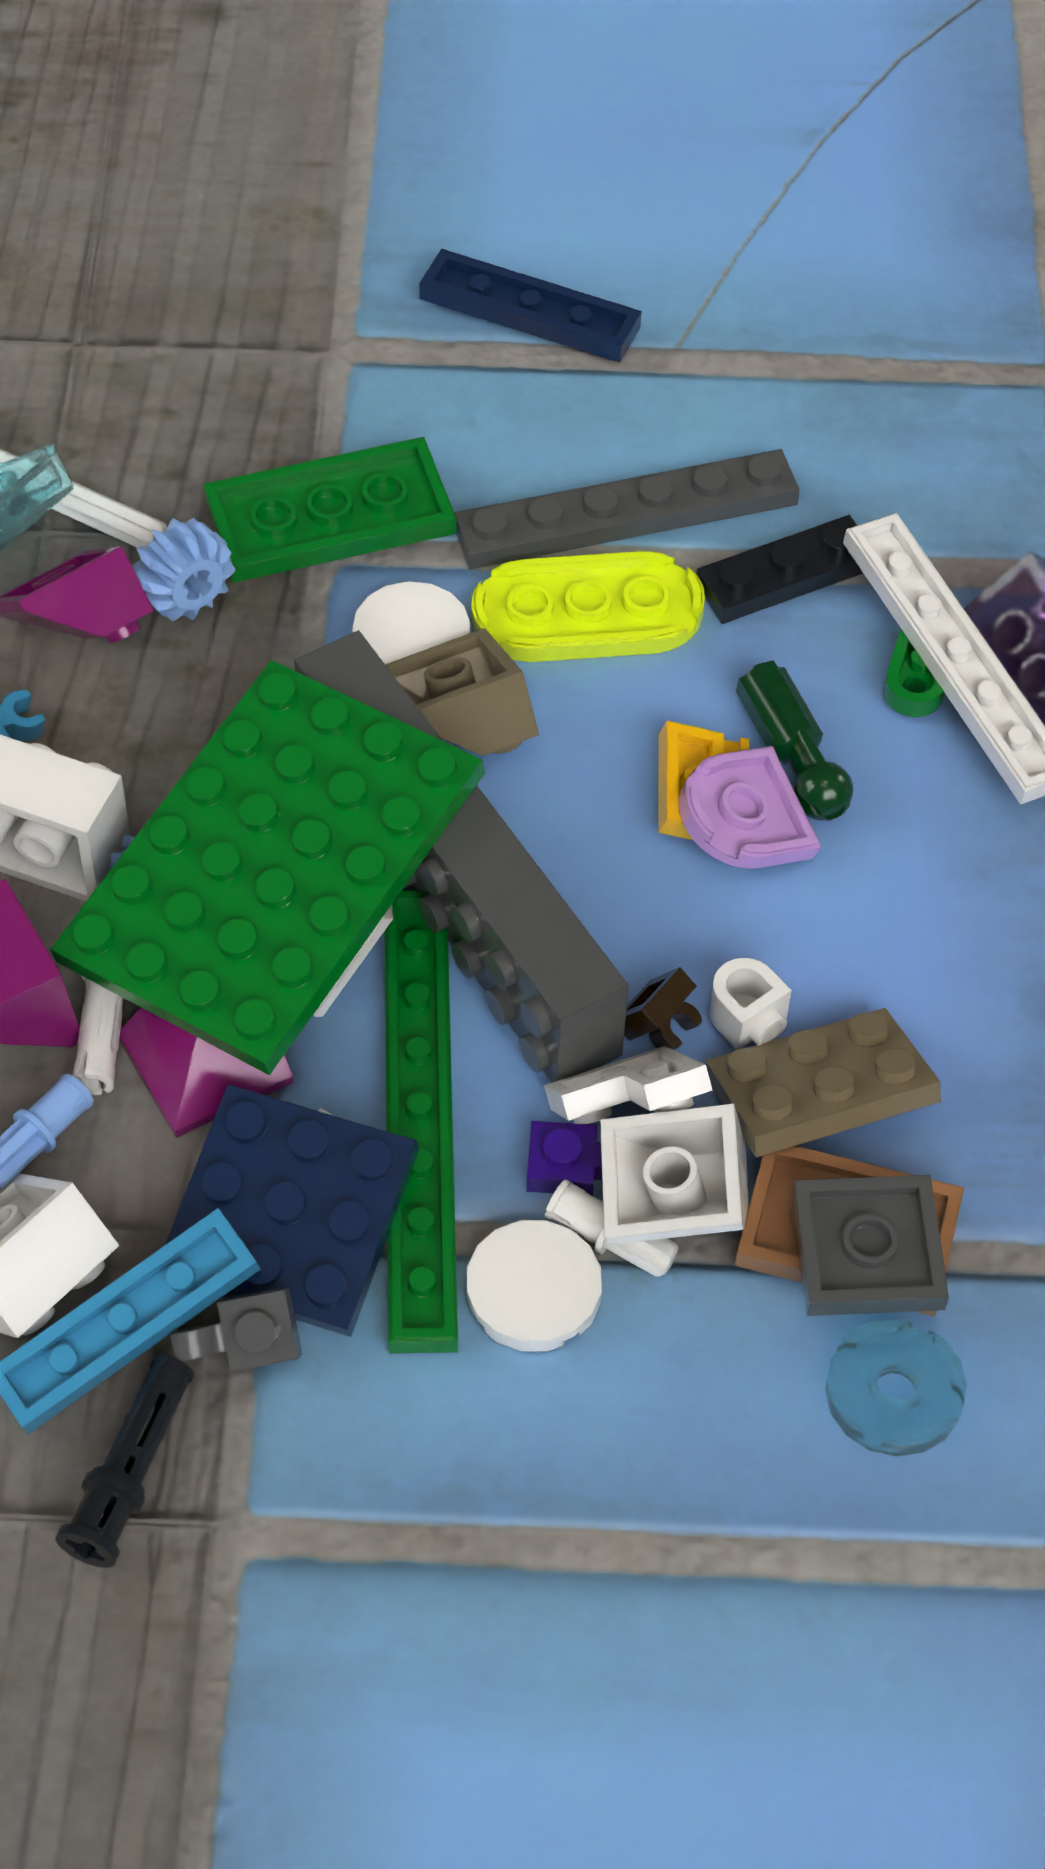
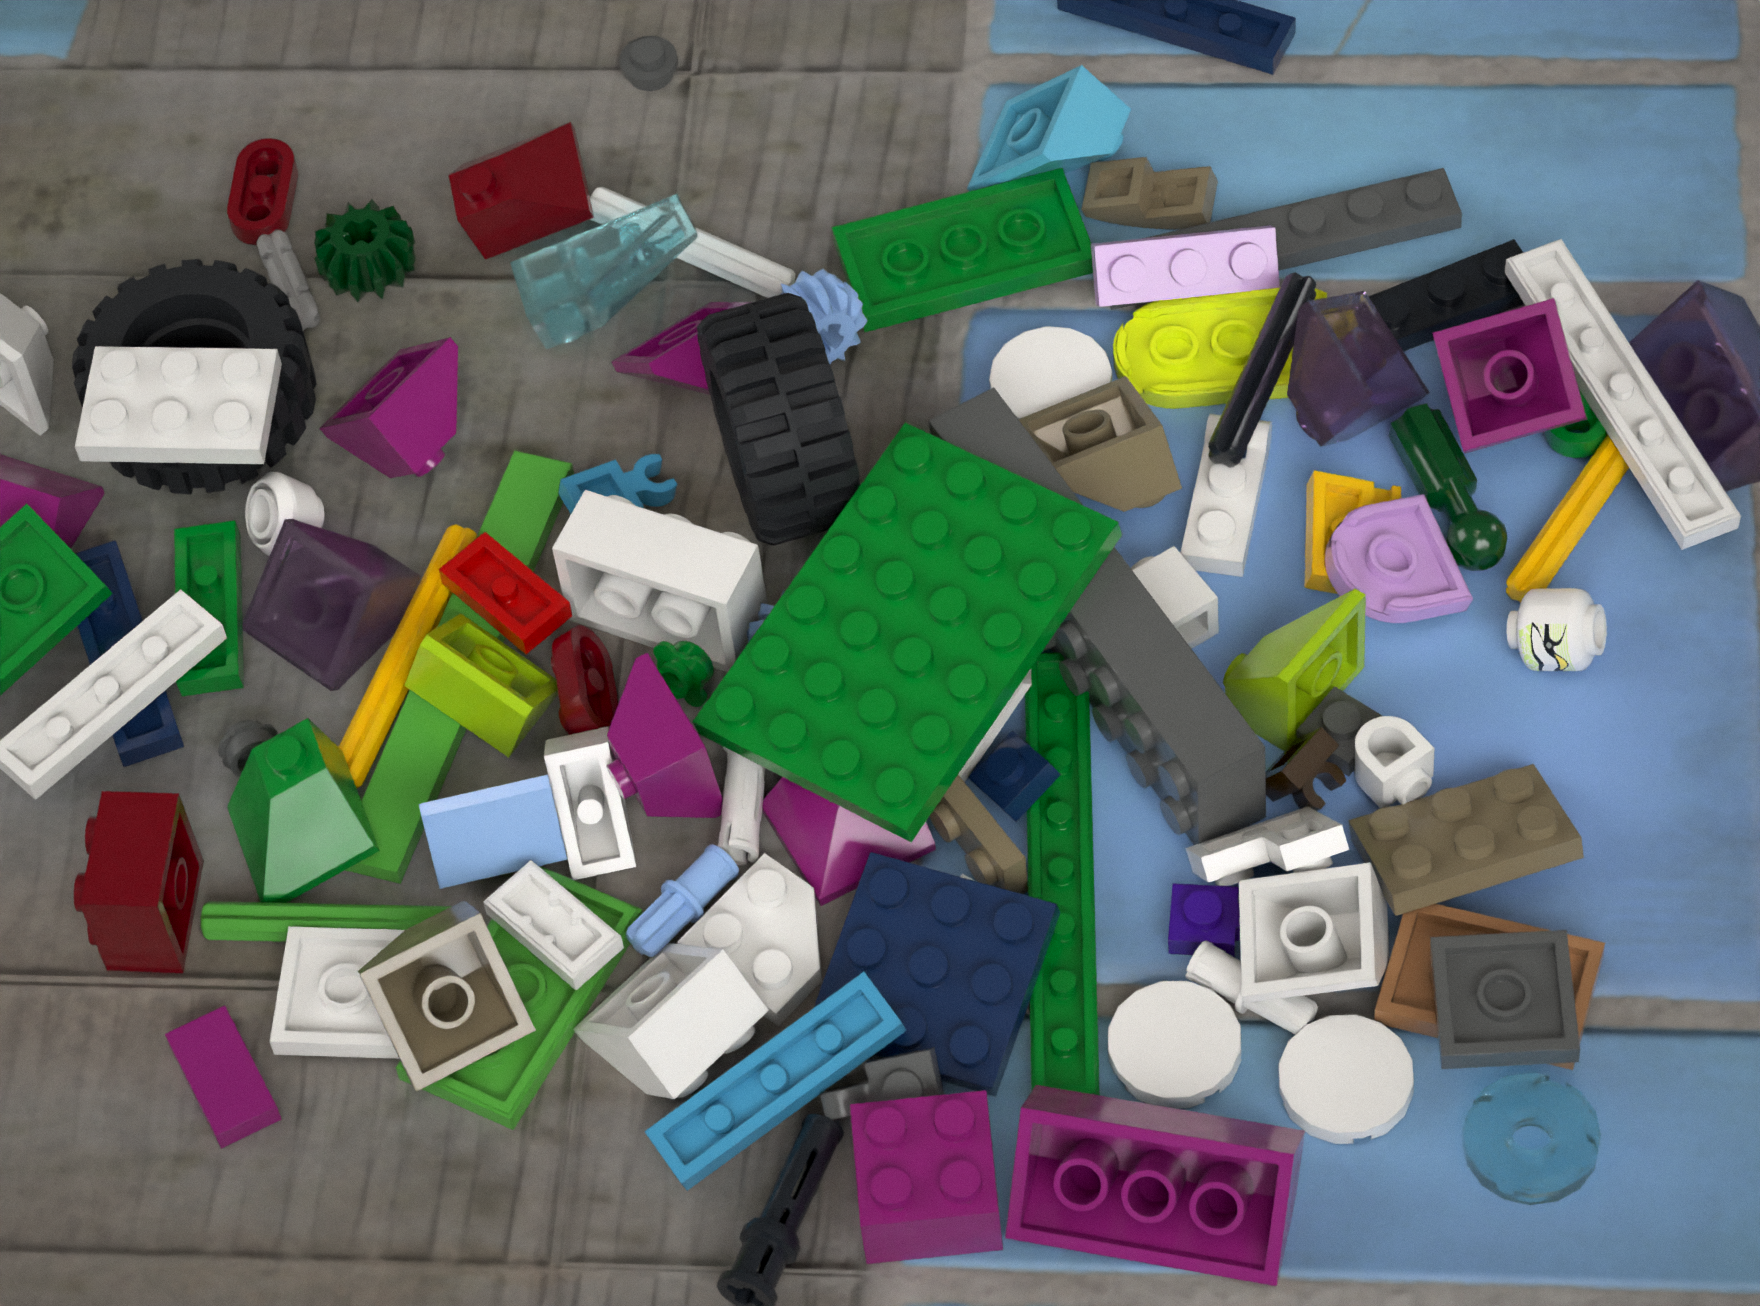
camera: 10 degrees right, 0 degrees up
(33, 333) = (648, 62): none -> dark grey plate
(45, 899) = (685, 670): none -> green plate
(120, 1167) = (768, 933): none -> white plate
(146, 651) = (779, 416): none -> black tyre
(278, 1424) = (926, 1177): none -> magenta brick
(346, 1082) = (988, 849): none -> dark tan plate
(373, 1010) = (1014, 776): none -> dark blue plate
(416, 399) = (1051, 128): none -> medium azure slope
(492, 466) = (1136, 196): none -> dark tan slope
(513, 1433) = (1154, 1184): none -> magenta slope
(540, 528) = (1185, 265): none -> plate
(540, 834) = (1180, 595): none -> white brick
(580, 745) = (1225, 506): none -> white plate
(615, 626) = (1260, 372): none -> black axle
(657, 909) = (1298, 668): none -> lime slope
(697, 628) = (1347, 369): none -> clear purple slope
(700, 961) = (1341, 718): none -> dark grey plate
(707, 1323) = (1346, 1078): none -> white tile
(854, 635) = (1509, 376): none -> magenta slope
(904, 878) = (1557, 629): none -> white head
(908, 778) = (1568, 521): none -> yellow axle

